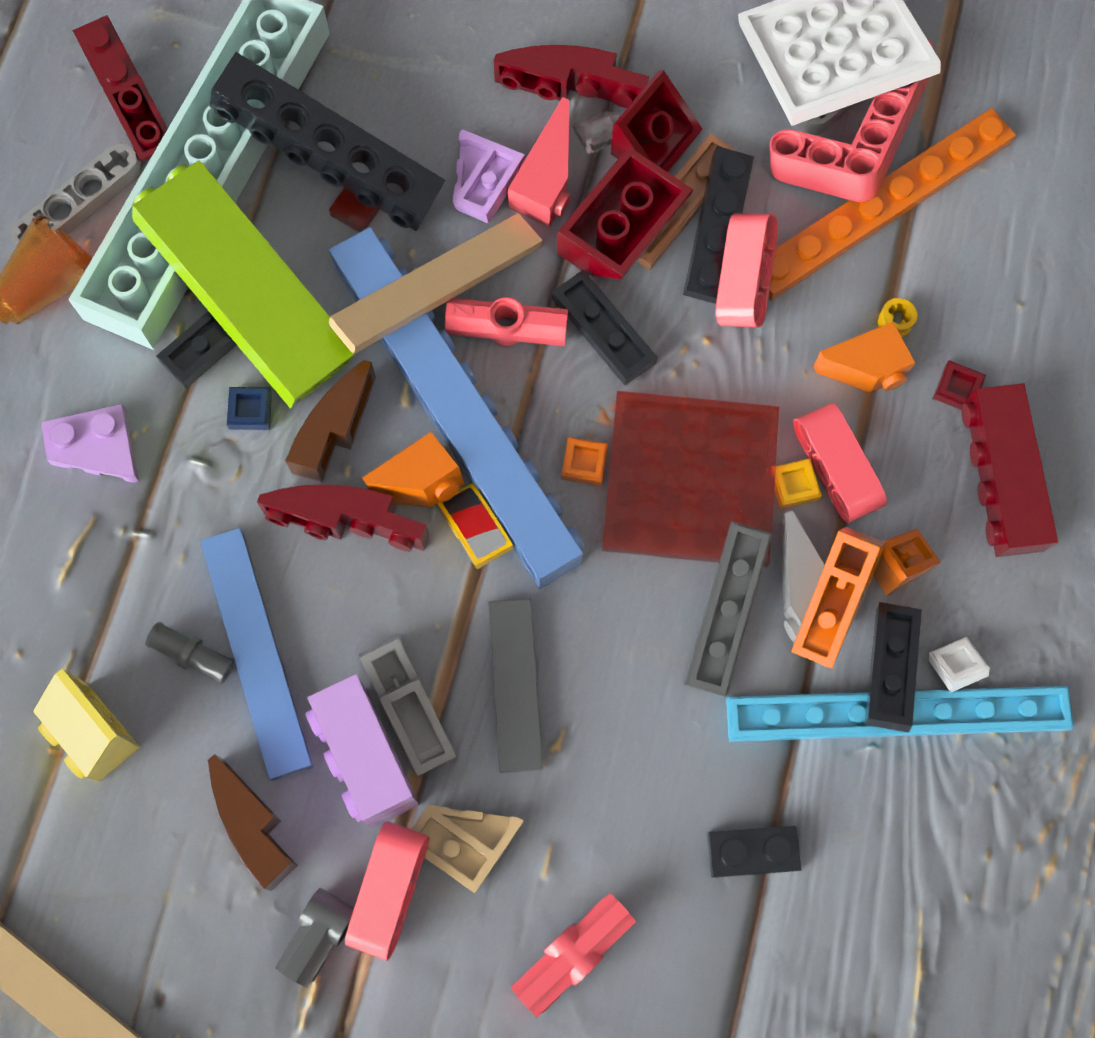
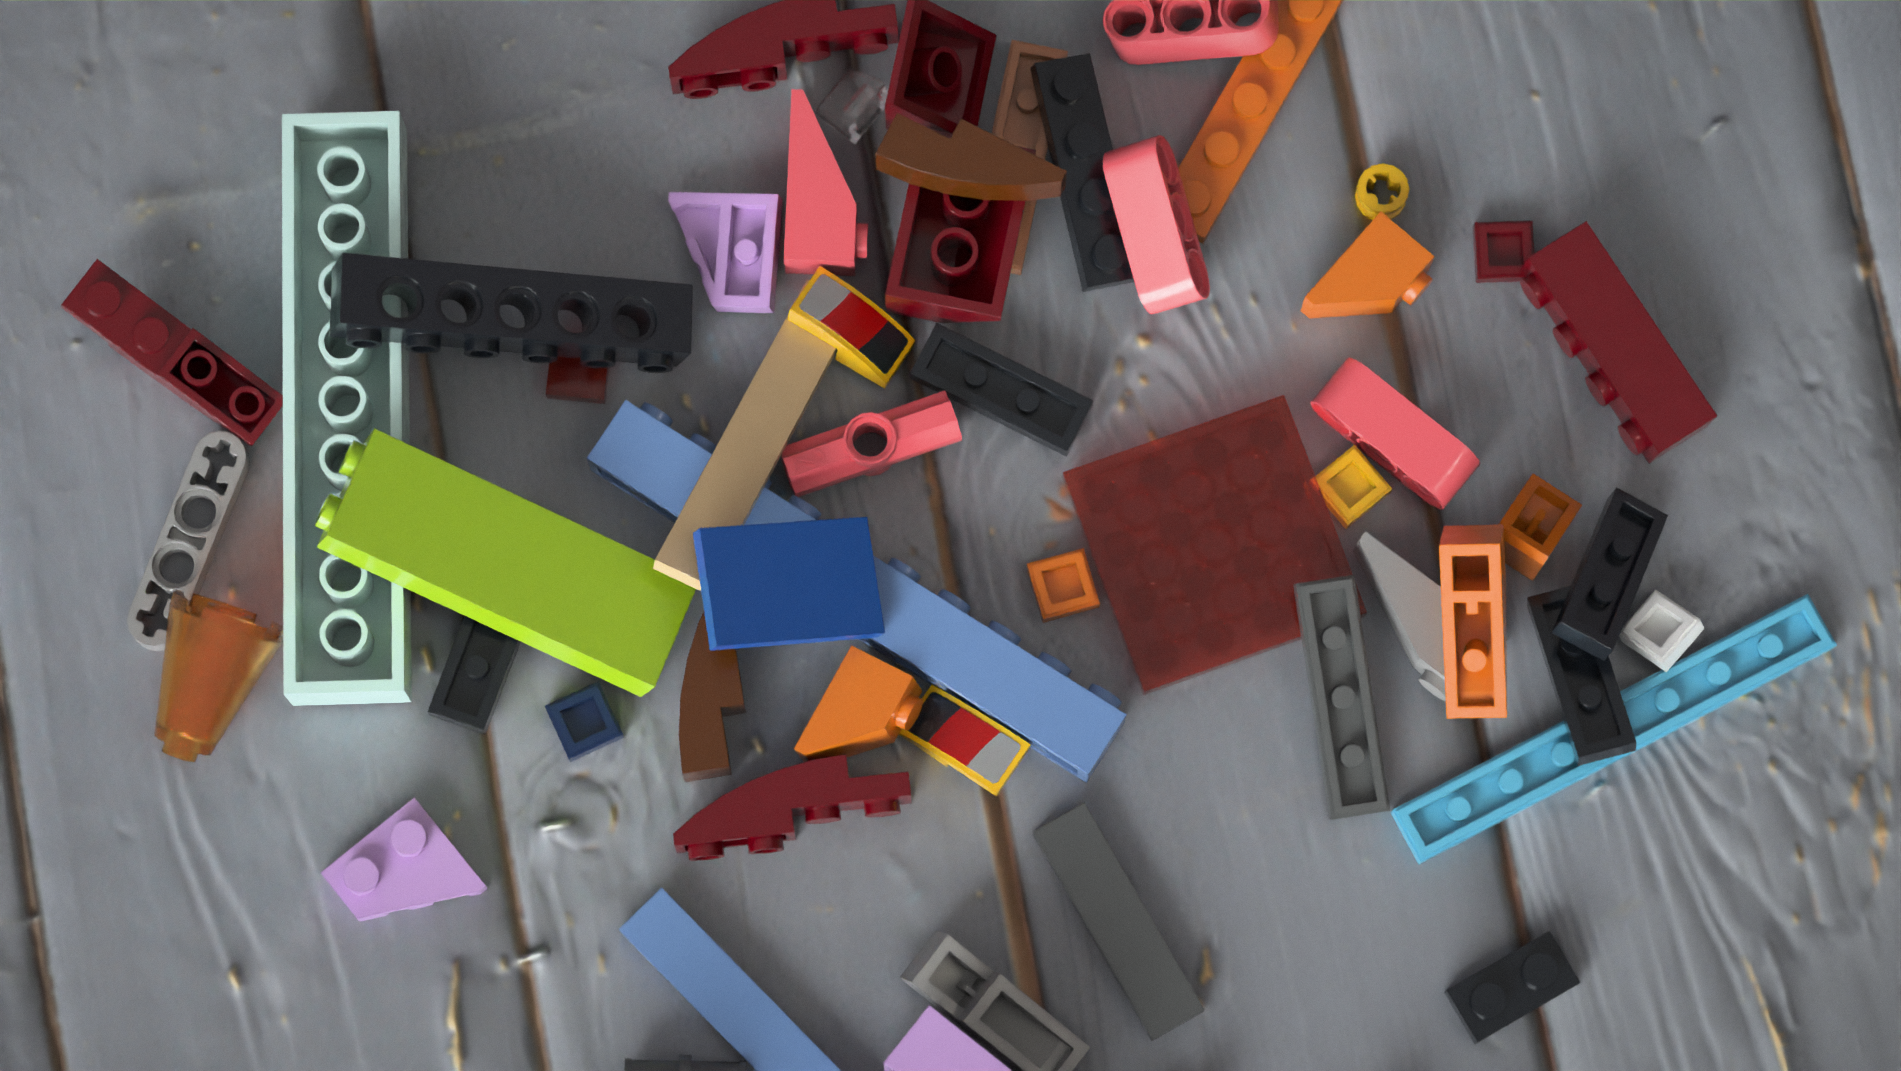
camera: 25 degrees left, 5 degrees up
(406, 370) = (788, 583): none -> blue tile
(534, 253) = (853, 324): none -> slope
(645, 173) = (966, 164): none -> reddish brown slope
(941, 611) = (1609, 574): none -> black plate

